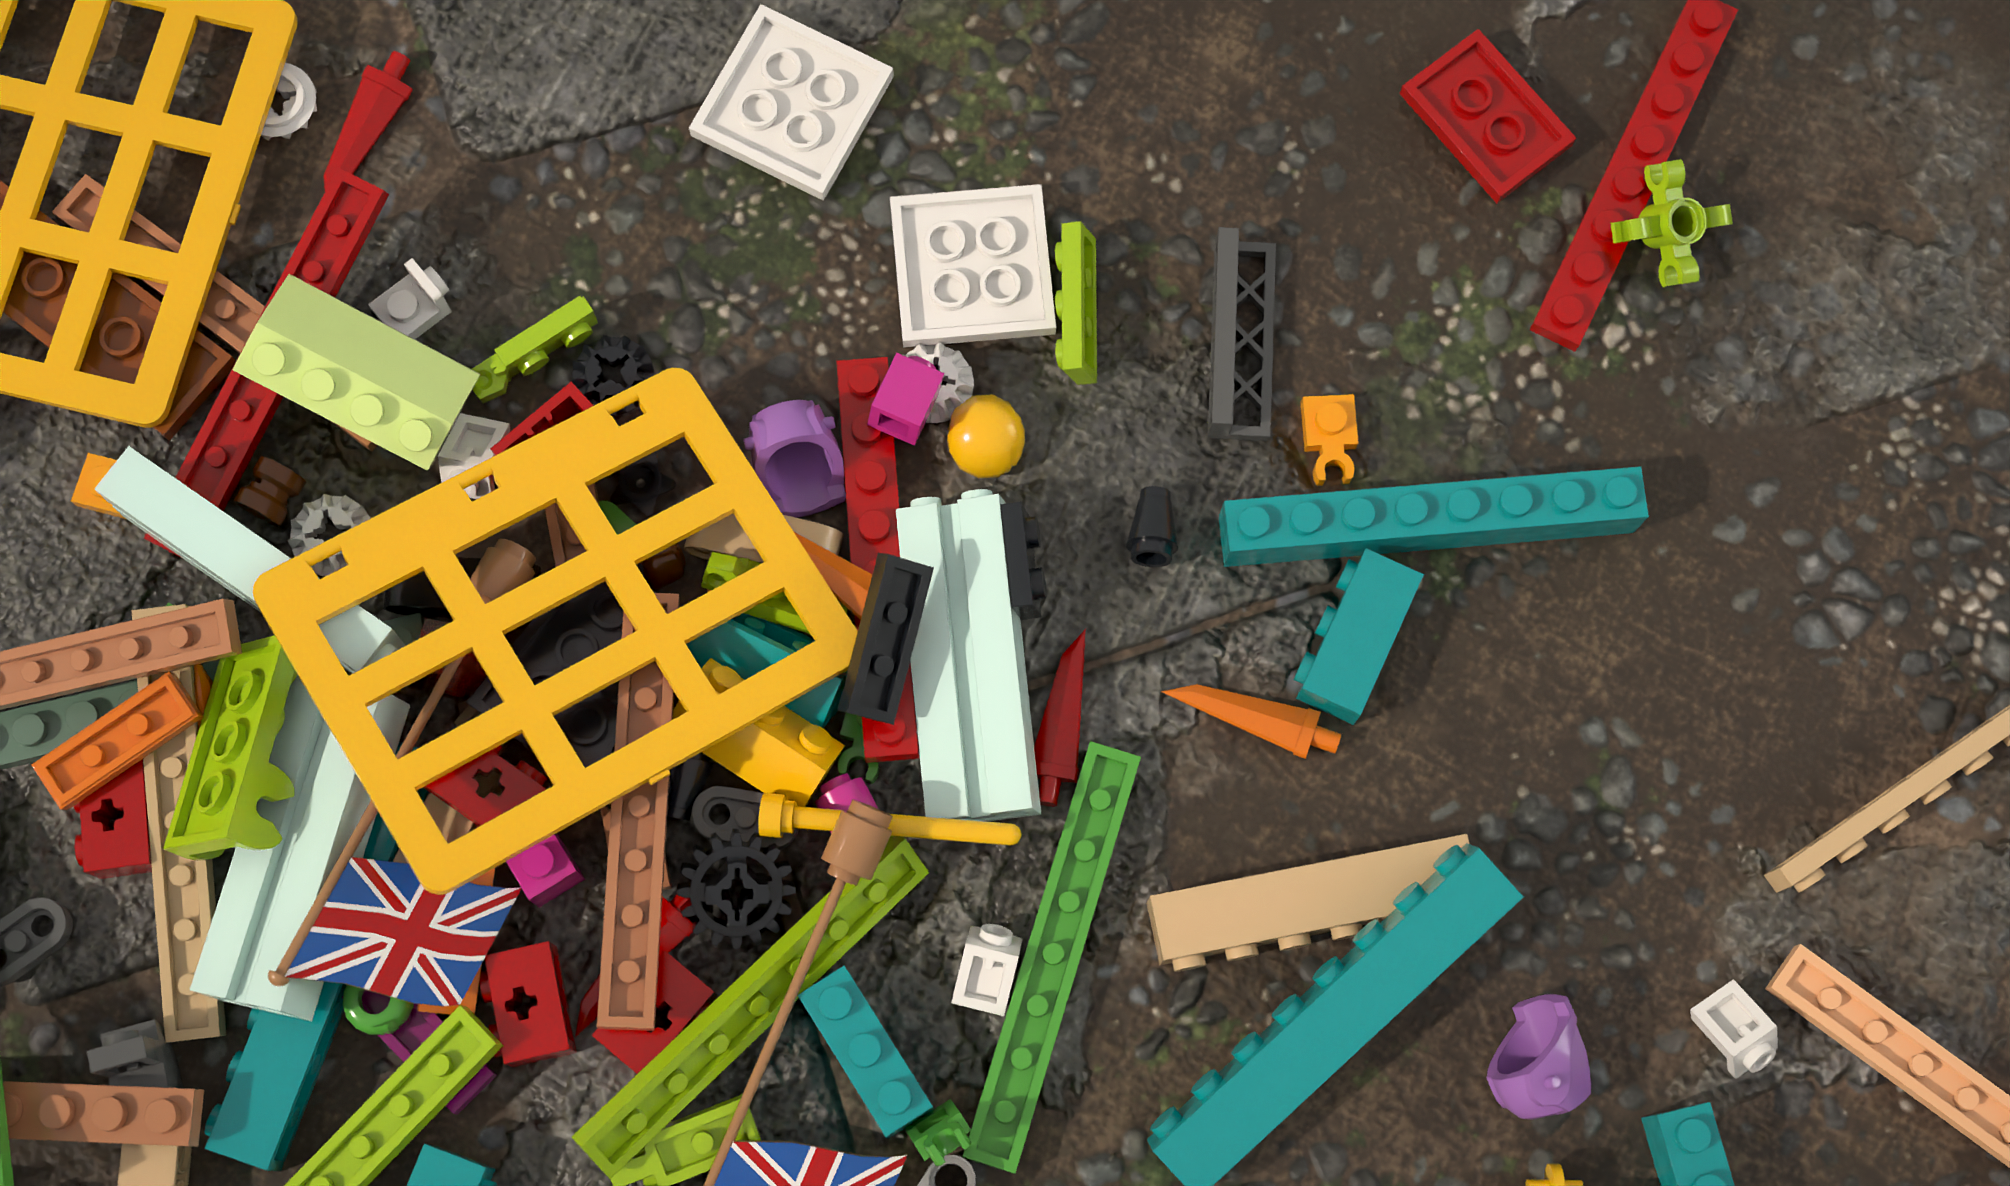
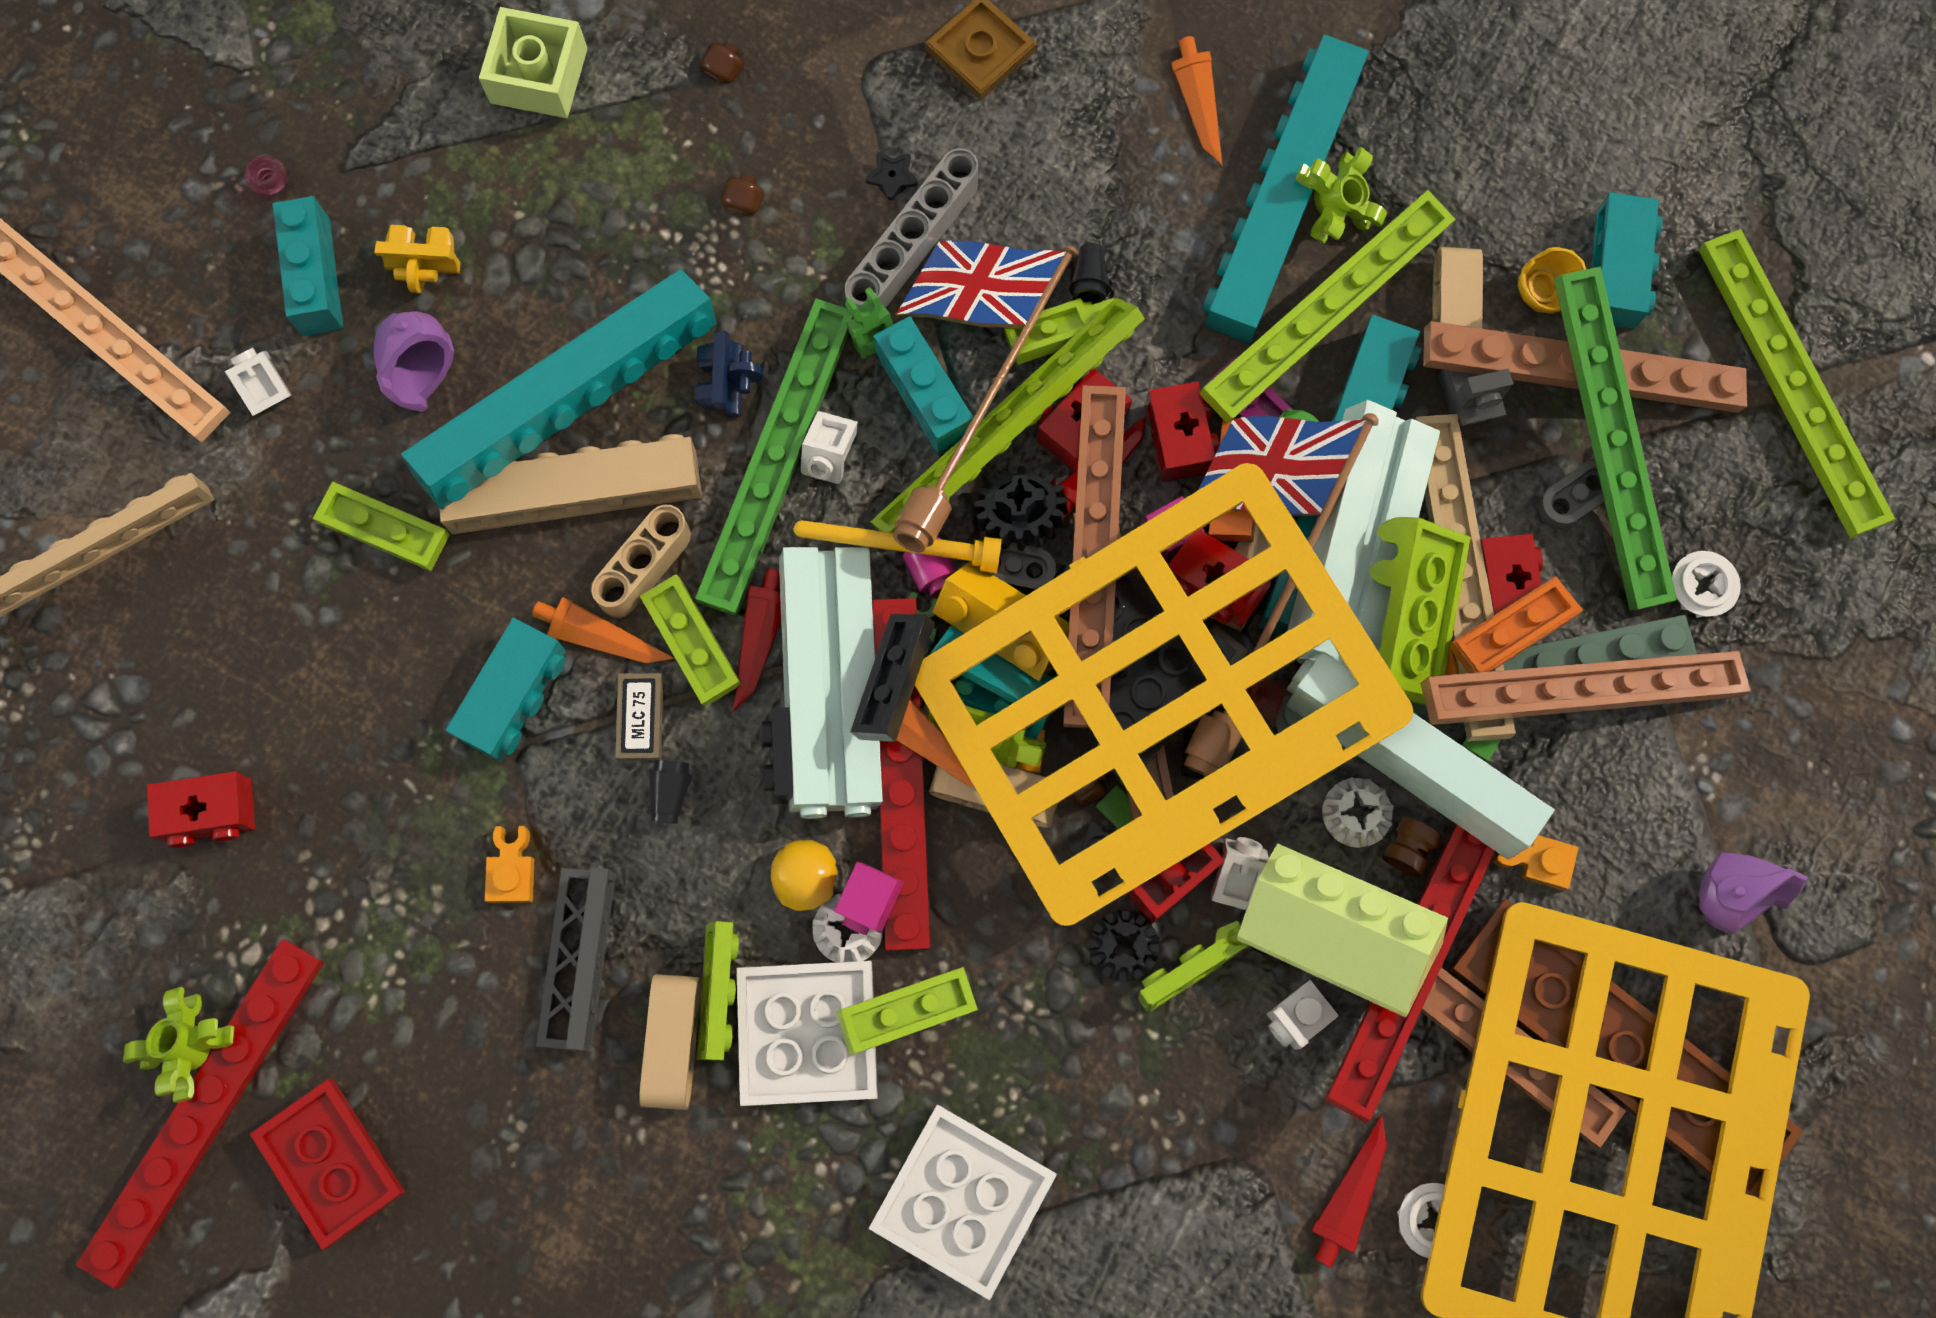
camera: 175 degrees left, 0 degrees up
(797, 457) = (967, 858): medium lavender helmet -> none
(859, 285) = (906, 1010): none -> lime plate
(1120, 1060) = (731, 374): none -> dark blue hips
(1124, 250) = (670, 1042): none -> tan beam
(1142, 708) = (690, 640): none -> lime plate
(1197, 616) = (639, 717): none -> tile
(1217, 778) = (645, 541): none -> tan beam
(1432, 516) = (430, 786): teal brick -> none
(1545, 839) = (381, 526): none -> lime plate
(1677, 500) = (176, 803): none -> red brick

